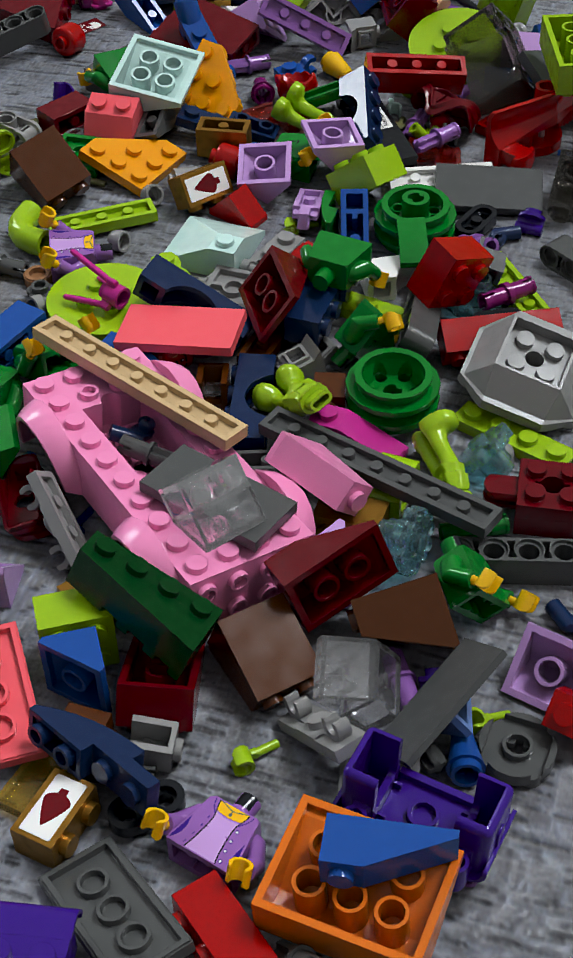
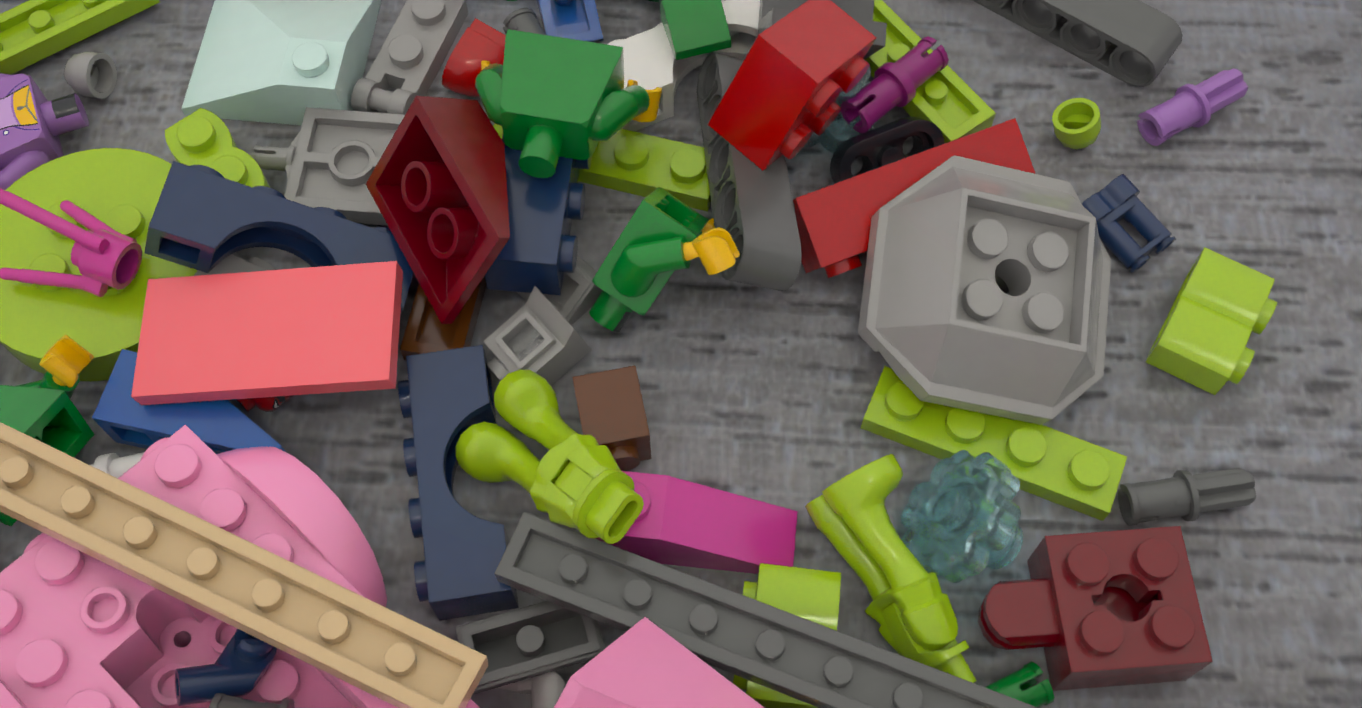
camera: 15 degrees left, 20 degrees up
(214, 383) = (368, 443): reddish brown window -> none
(393, 389) = (733, 447): green wheel -> none

